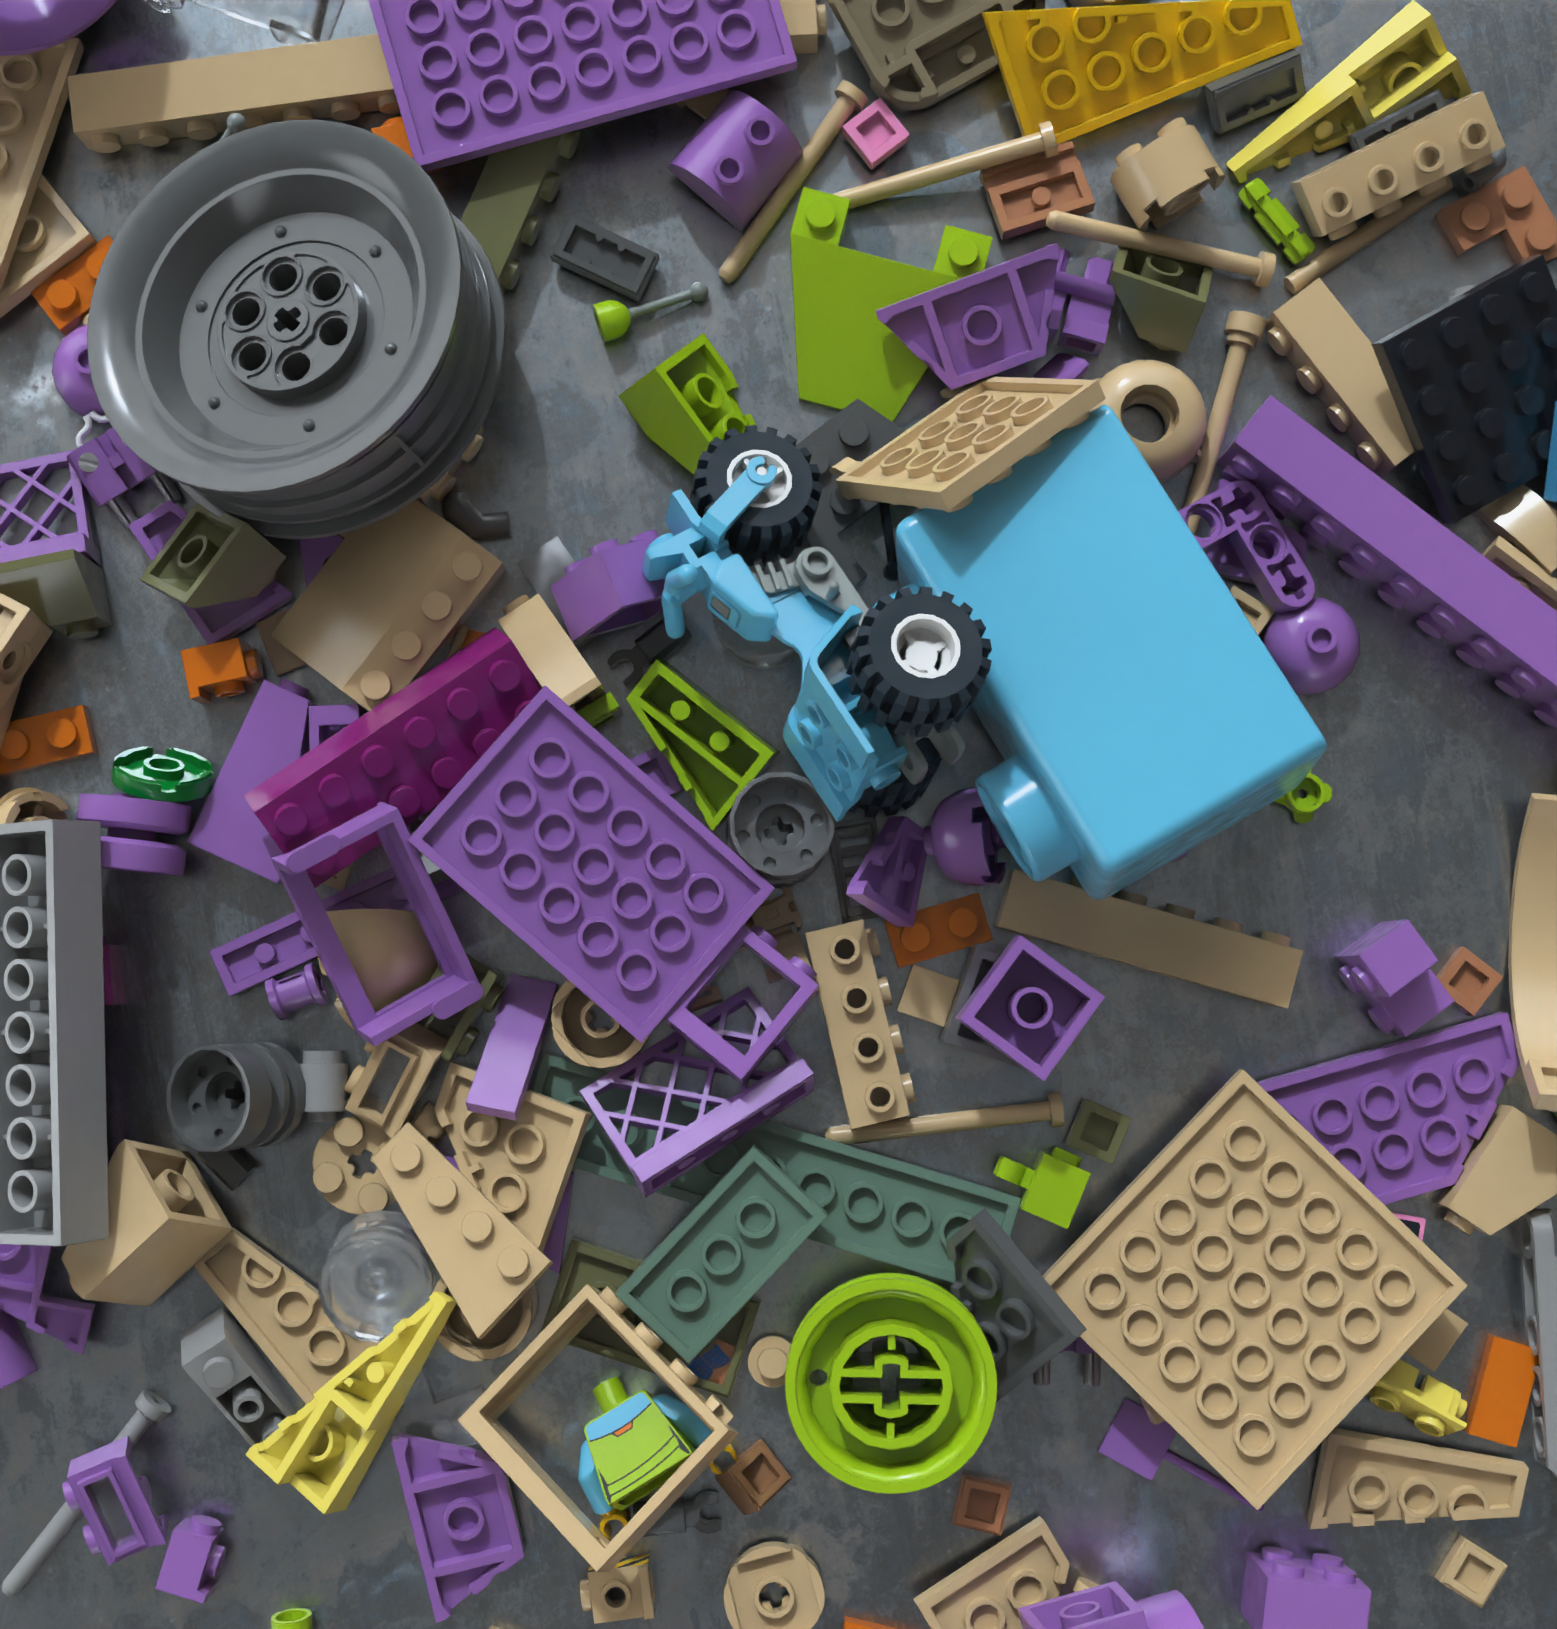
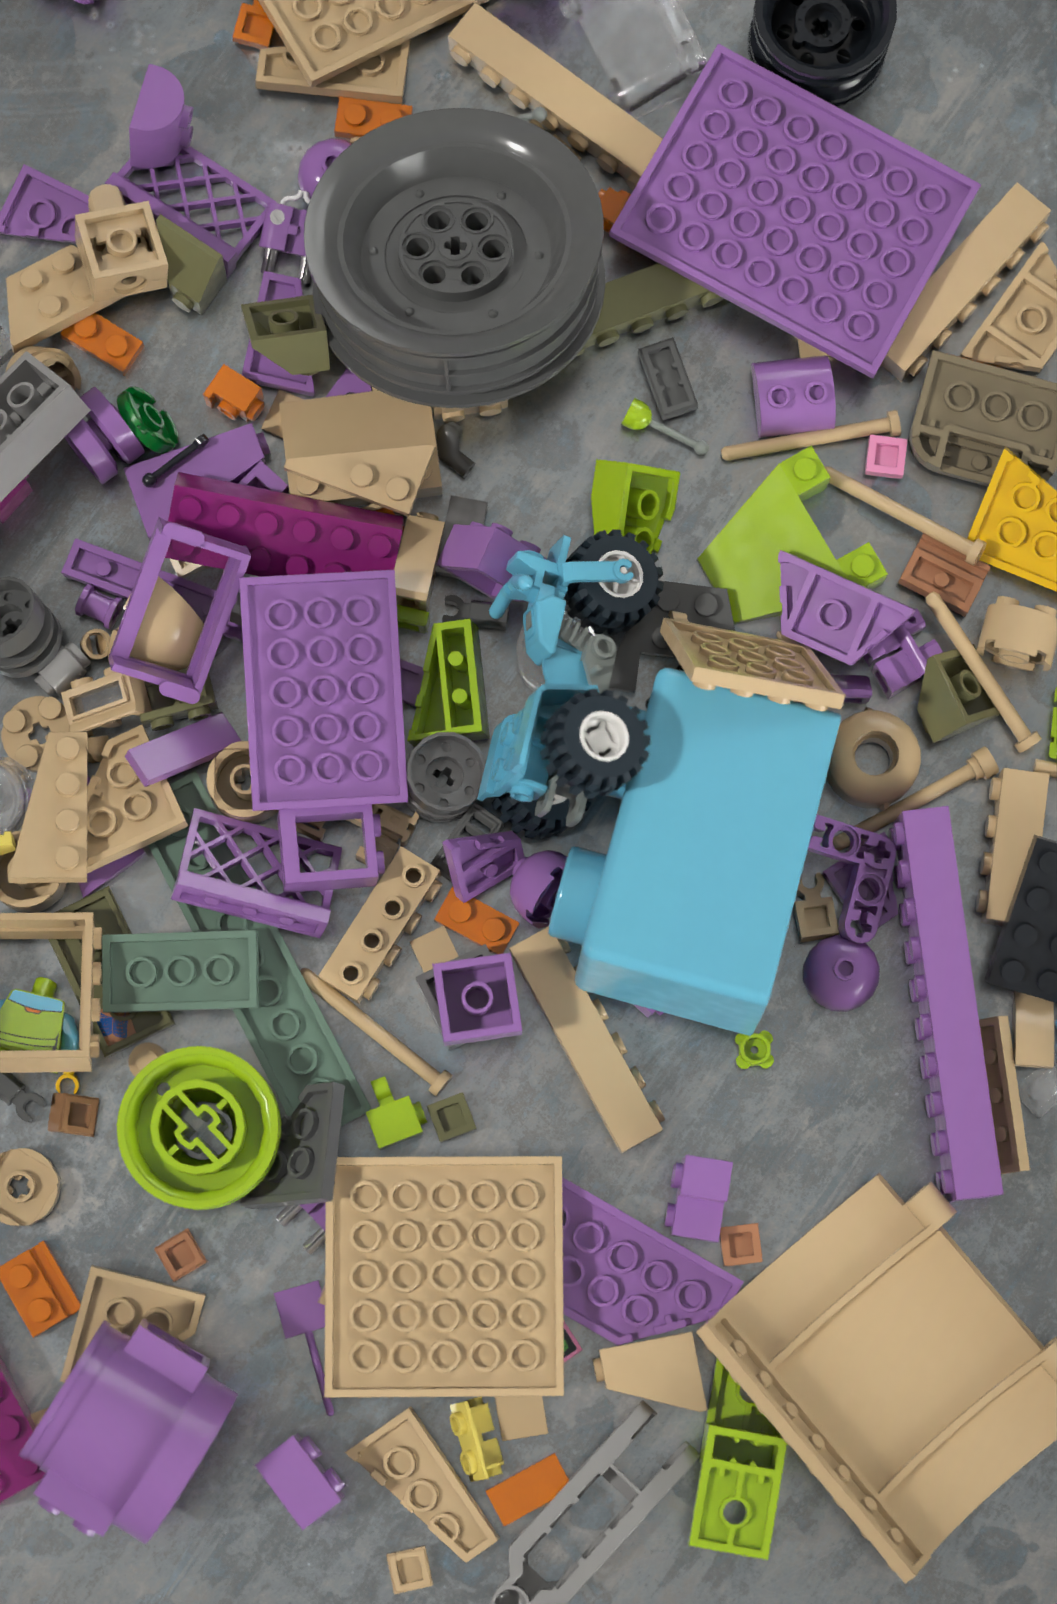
camera: 45 degrees right, 5 degrees down
(223, 827) = (150, 479): none -> black hinge
(334, 1021) = (101, 640): none -> tan hinge
(436, 611) = (378, 476): none -> tan wing

